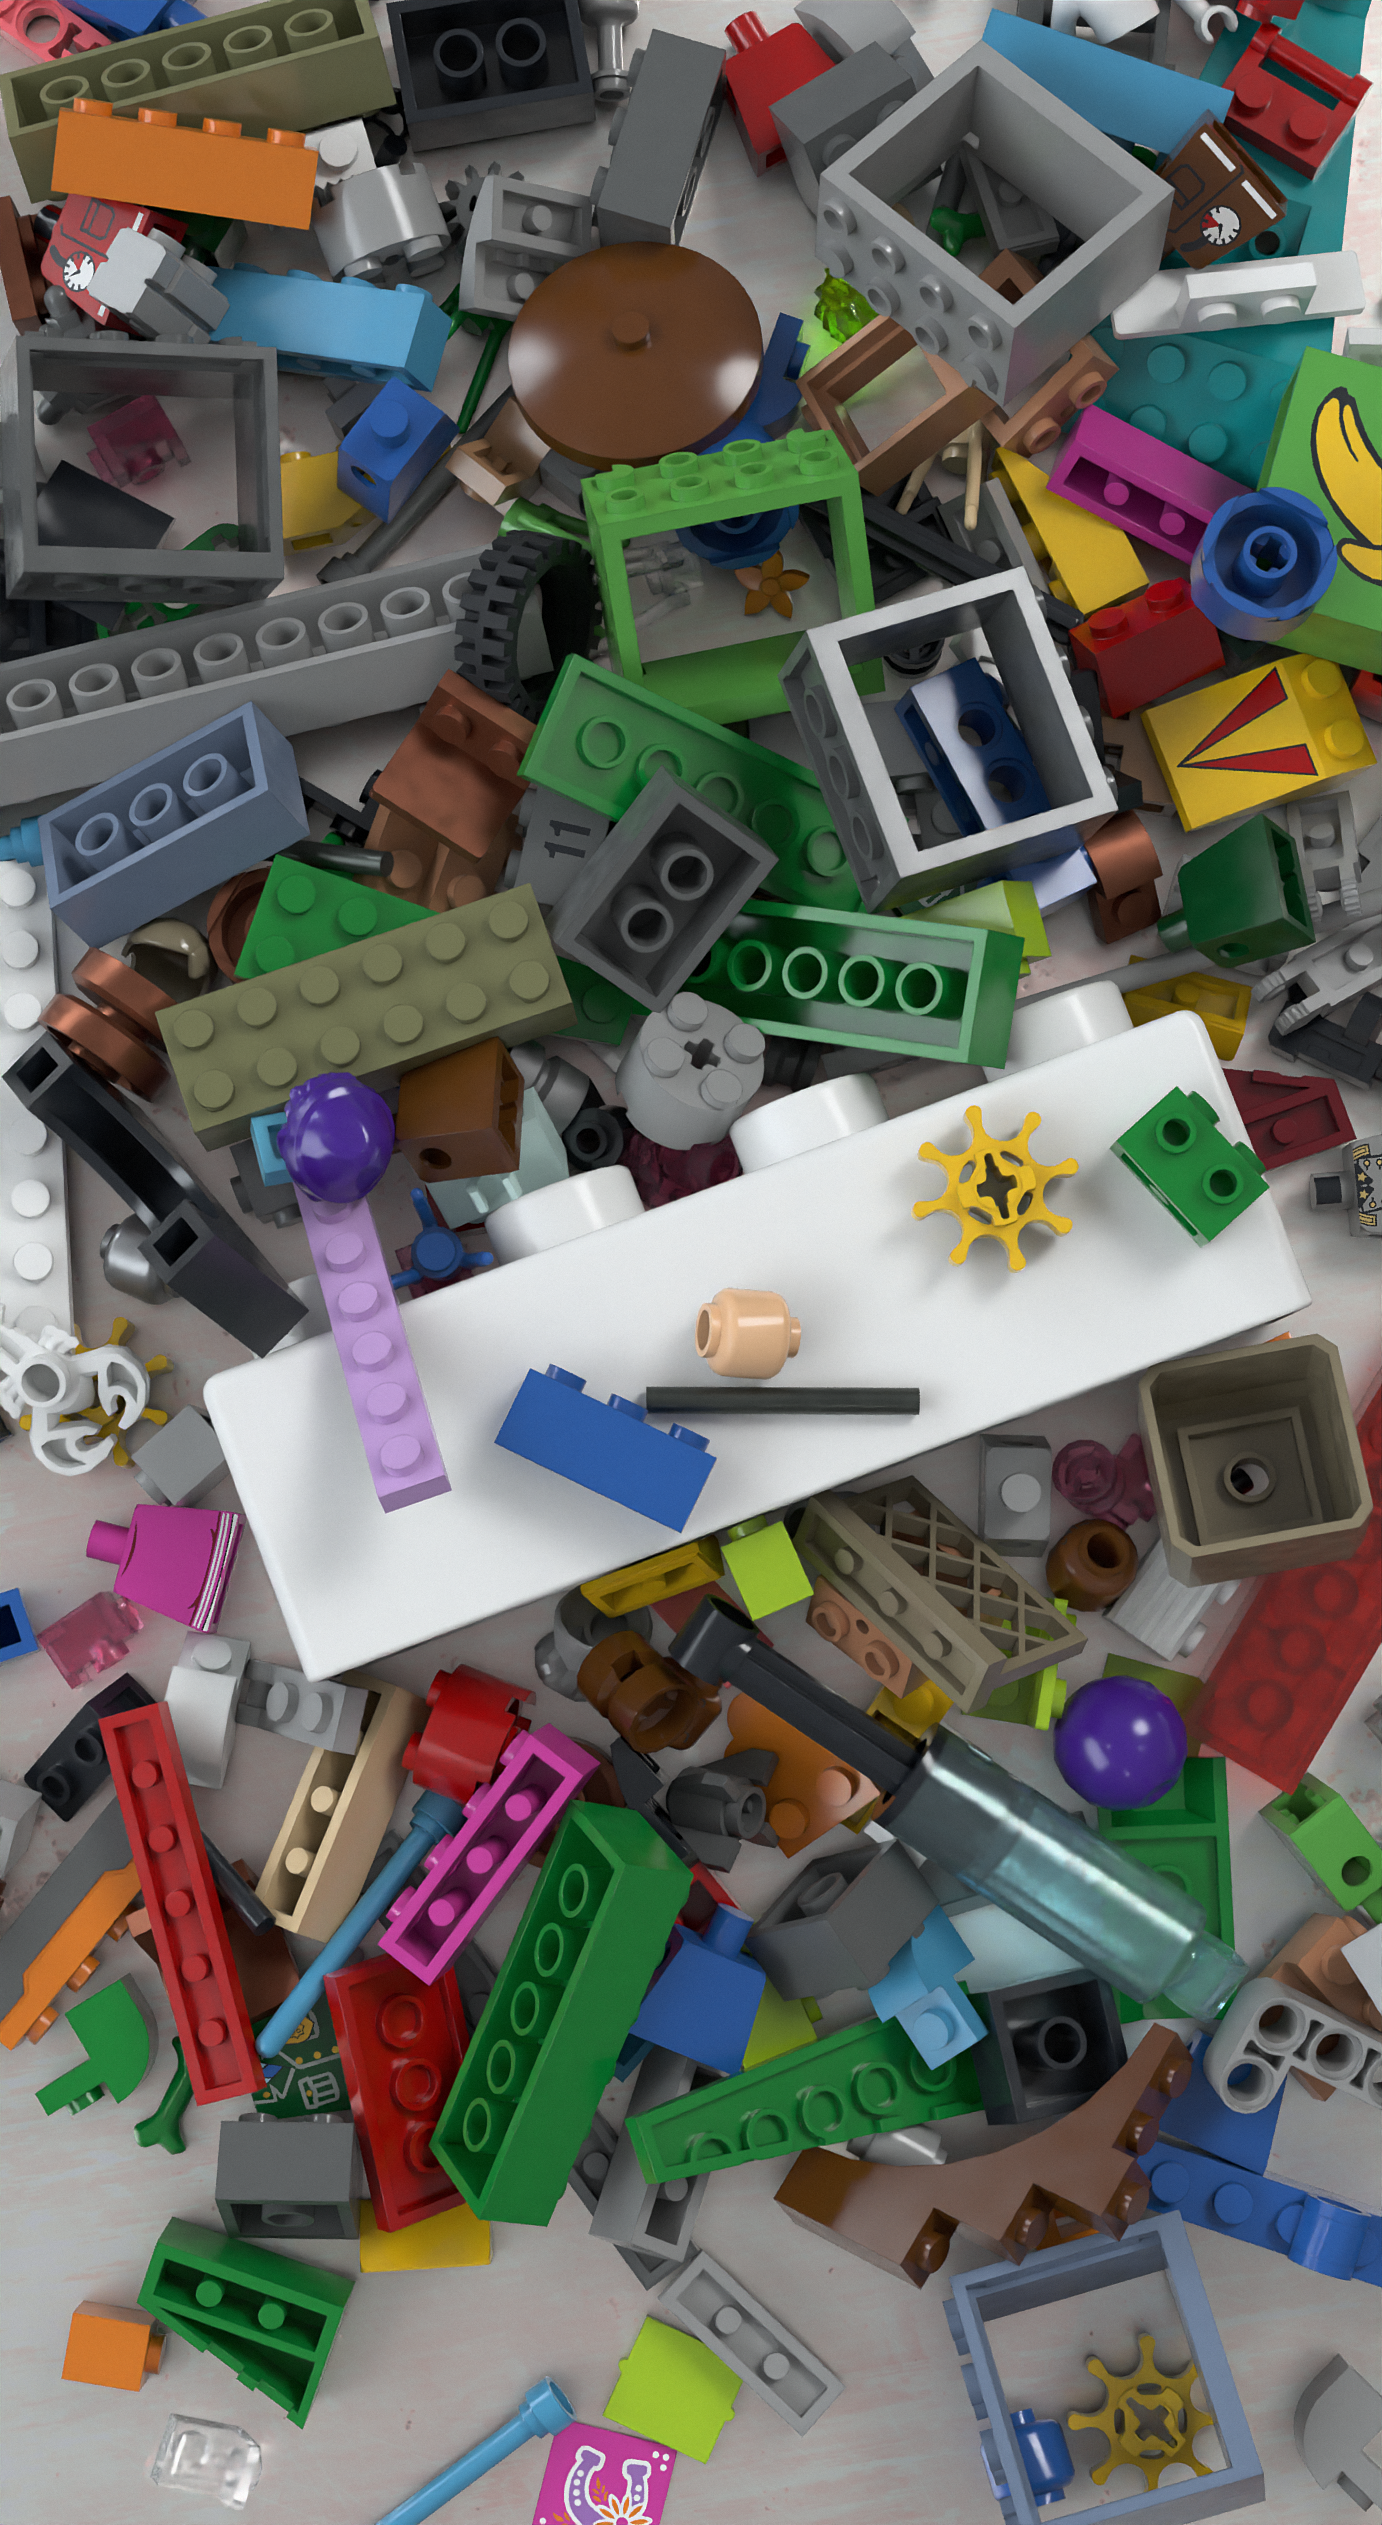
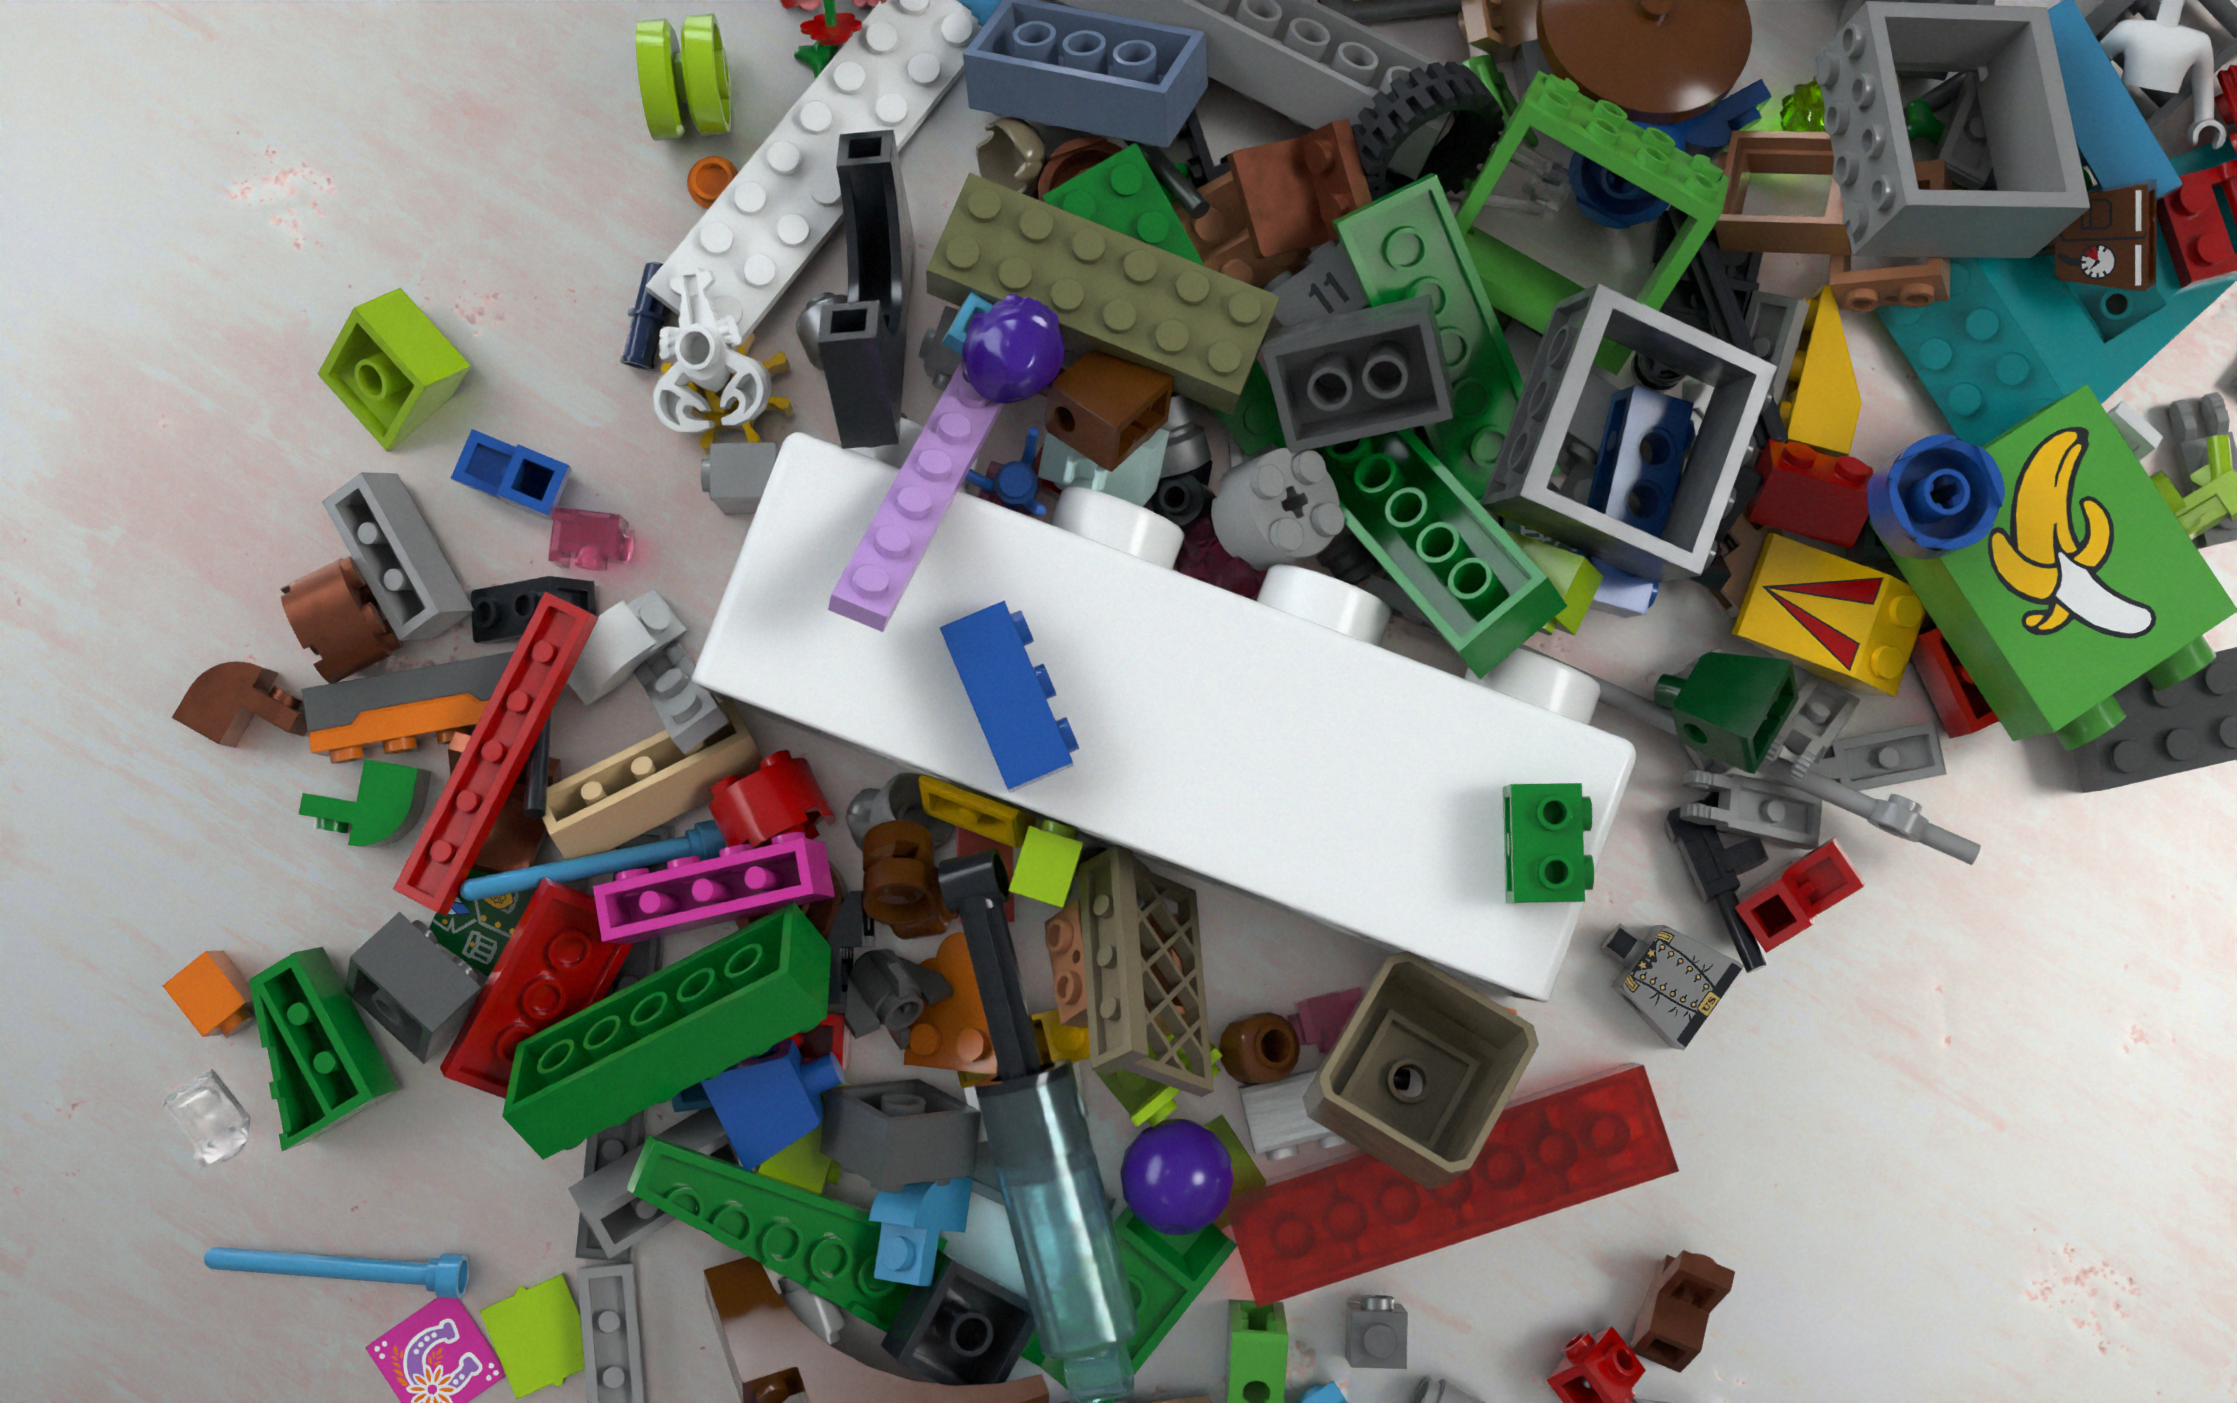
camera: 35 degrees right, 0 degrees up
(117, 1030) = (939, 170): copper wheel -> none
(165, 2123) = (368, 885): green piece -> none
(173, 1560) = (682, 536): dark pink torso -> none
(440, 2241) = (466, 1107): yellow slope -> none
(746, 1333) = (1163, 700): light nougat head -> none
(771, 585) = (1602, 248): orange plant -> none
(783, 1400) = (1149, 764): pearl dark grey bar -> none
(963, 455) = (1799, 271): tan plant -> none
(1015, 1494) = (1249, 960): light grey torso -> none
(1025, 1180) = (1430, 759): yellow gear -> none
(1079, 1466) = (1305, 977): clear pink wheel -> none
(1125, 875) = (1671, 623): copper brick -> none
(1139, 483) = (1895, 381): dark pink brick -> none
(1217, 1001) = (1655, 761): yellow slope -> none
(1242, 295) = (2071, 321): white bracket -> none
(1289, 1115) = (1638, 873): dark red wing -> none

